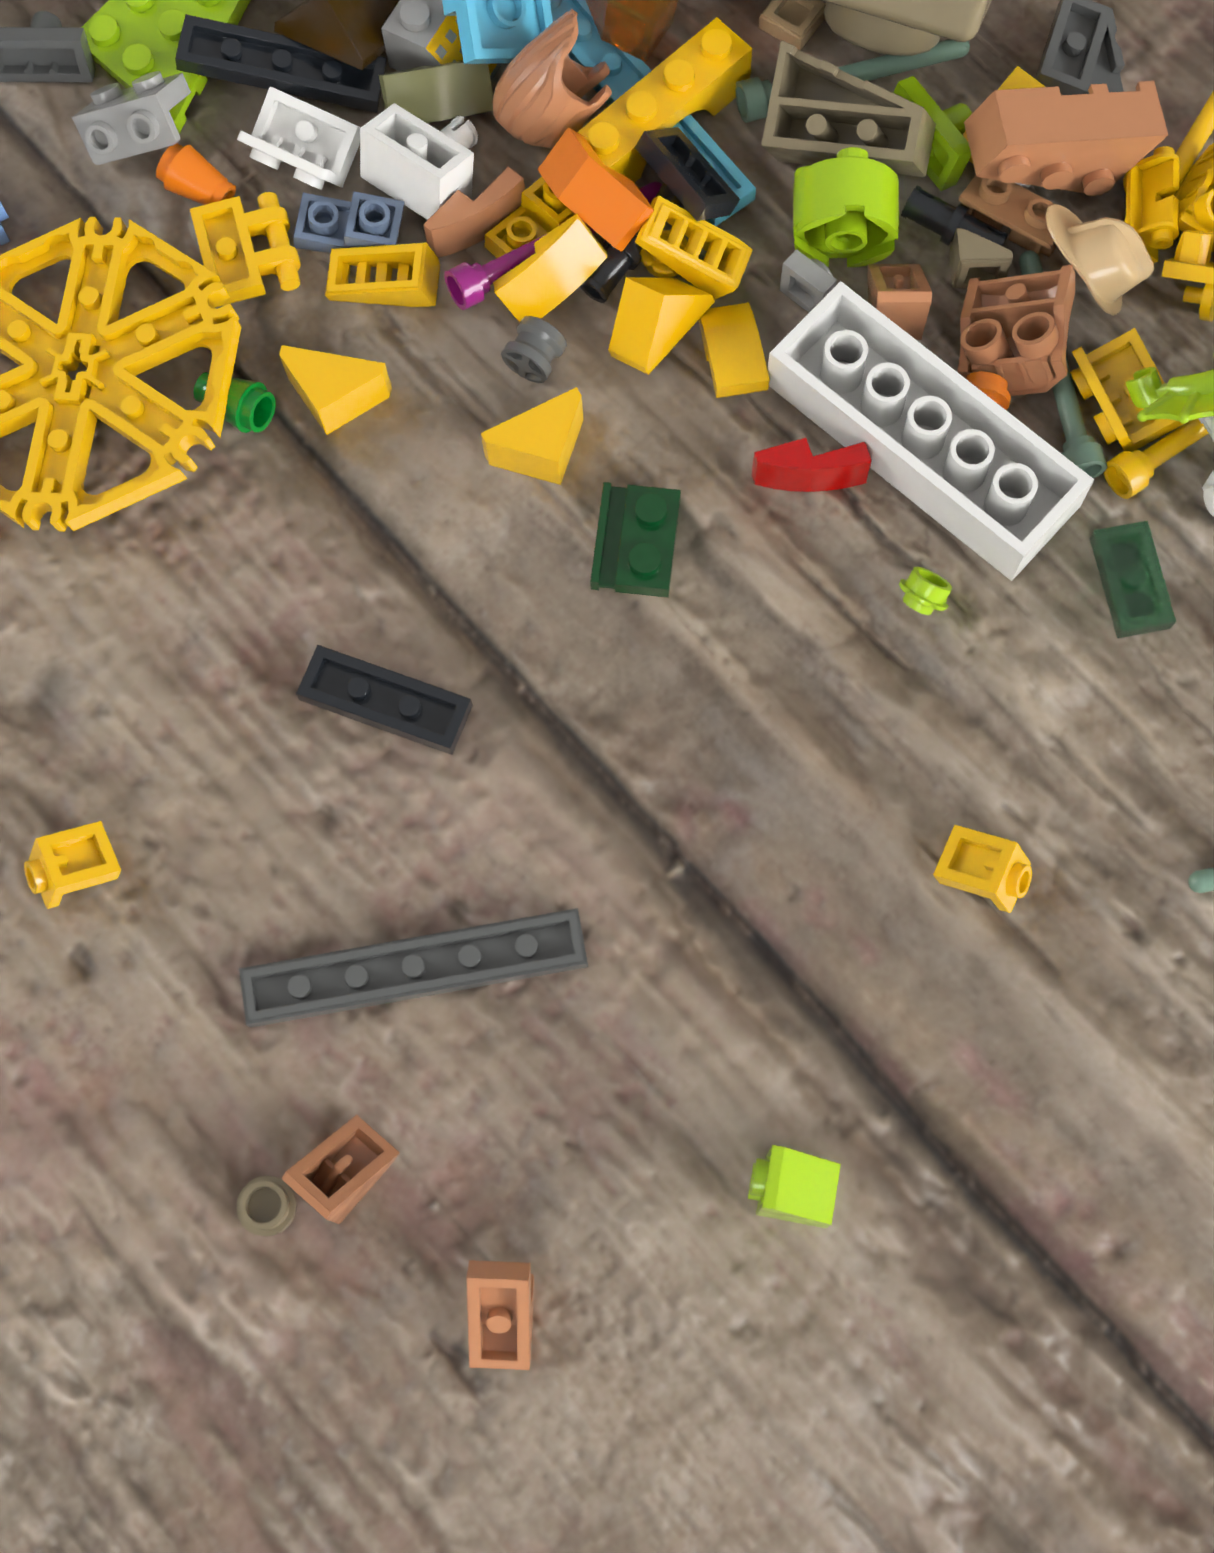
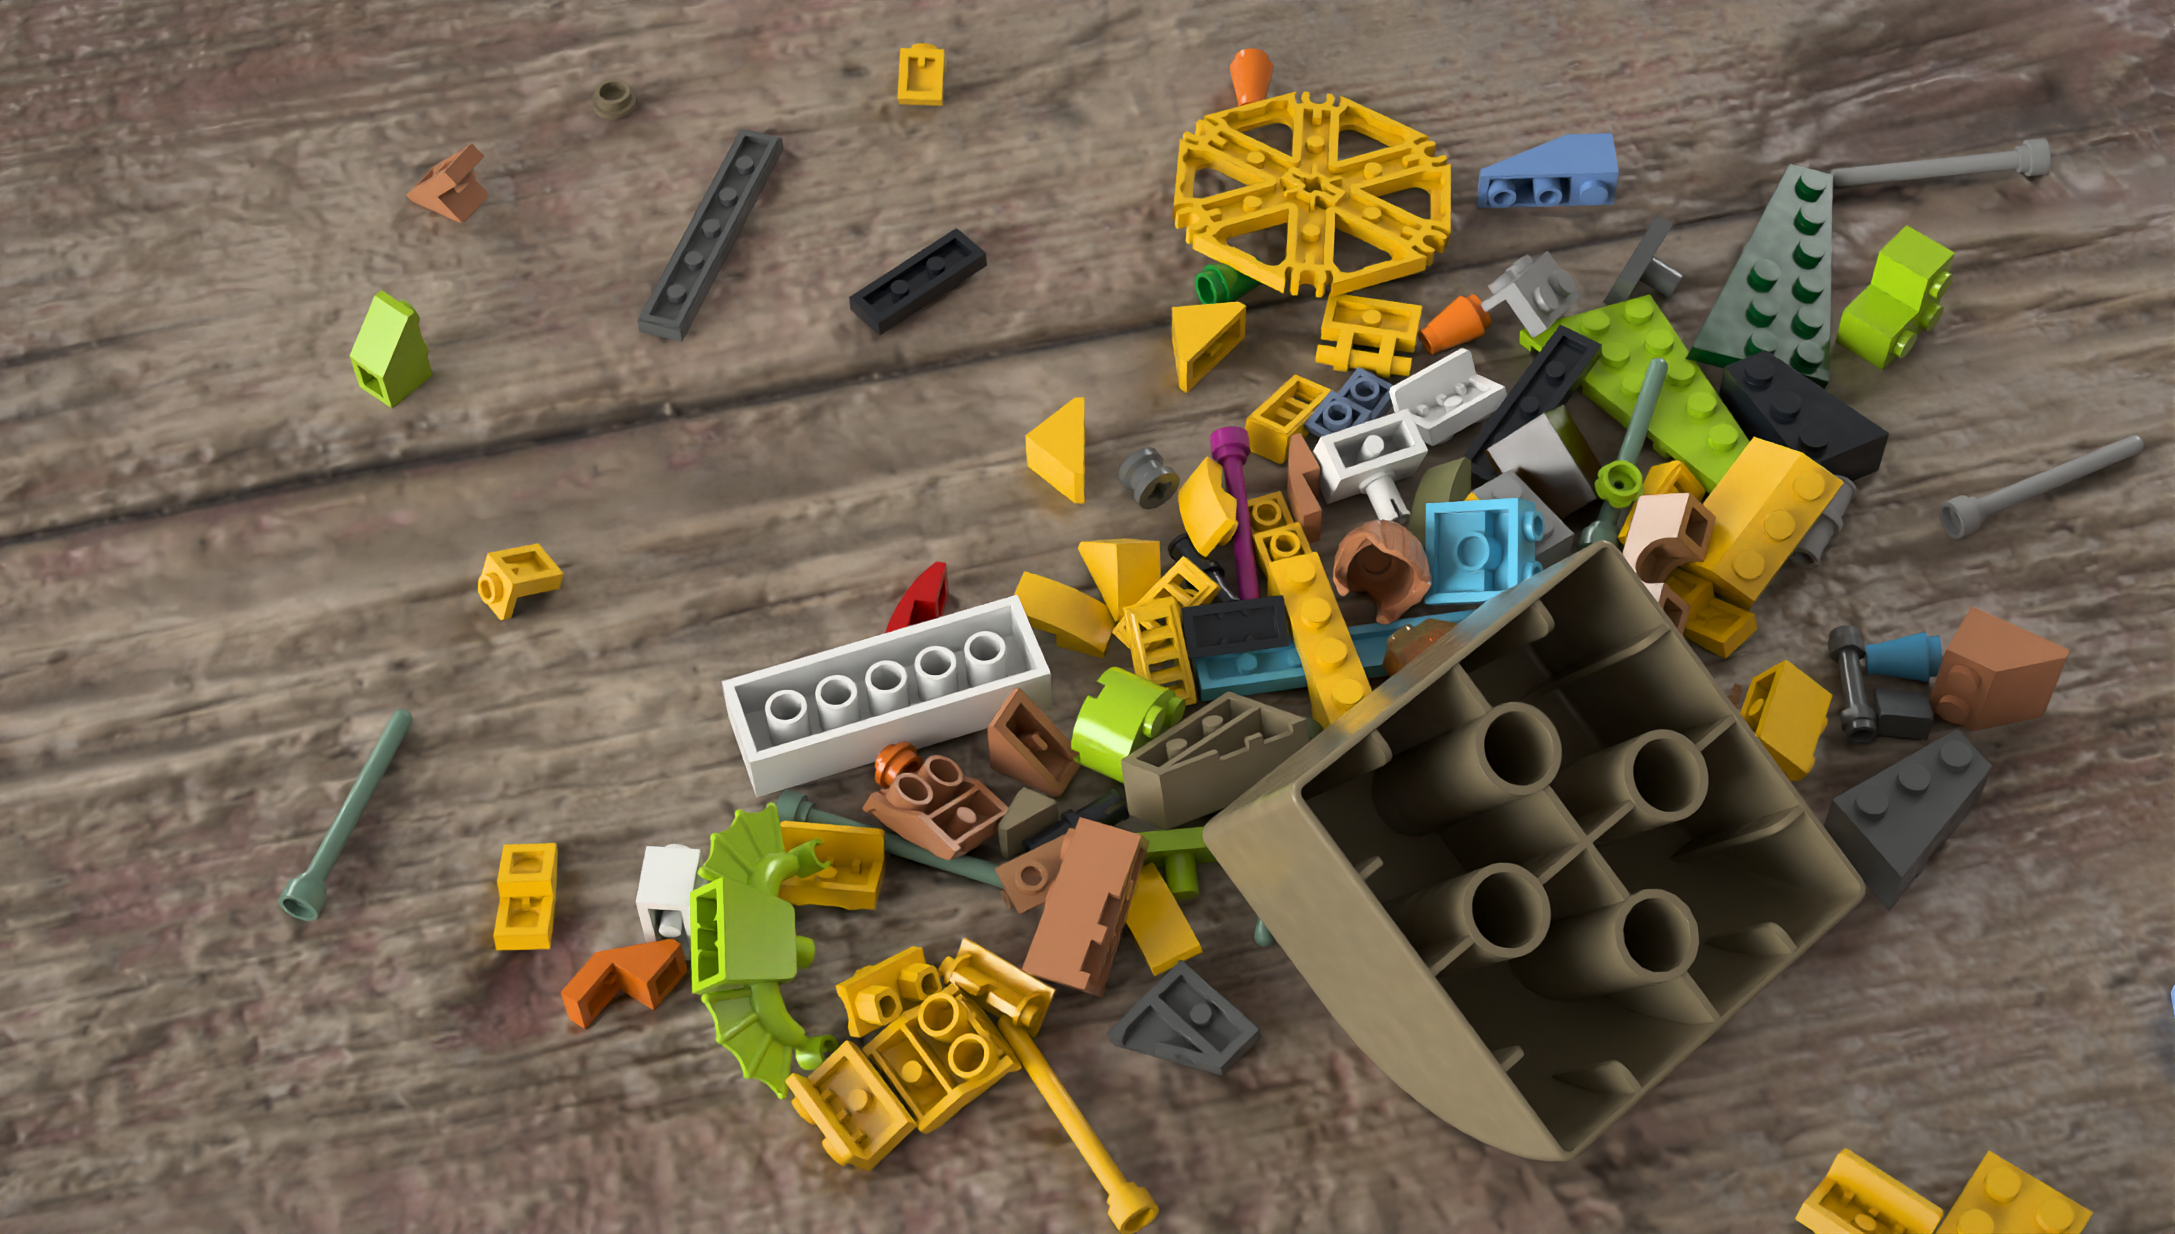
camera: 115 degrees right, 20 degrees down
(341, 1169) = (601, 131): nougat slope -> none
(594, 191) = (1237, 550): orange slope -> none
(636, 539) = (942, 487): dark green plate -> none
(751, 223) = (1177, 650): none -> yellow slope
(806, 280) = (1077, 684): light grey plate -> none
(925, 591) = (770, 648): lime plate -> none
(1102, 252) = (967, 894): tan piece -> none
(1132, 579) = (665, 792): clear green plate -> none

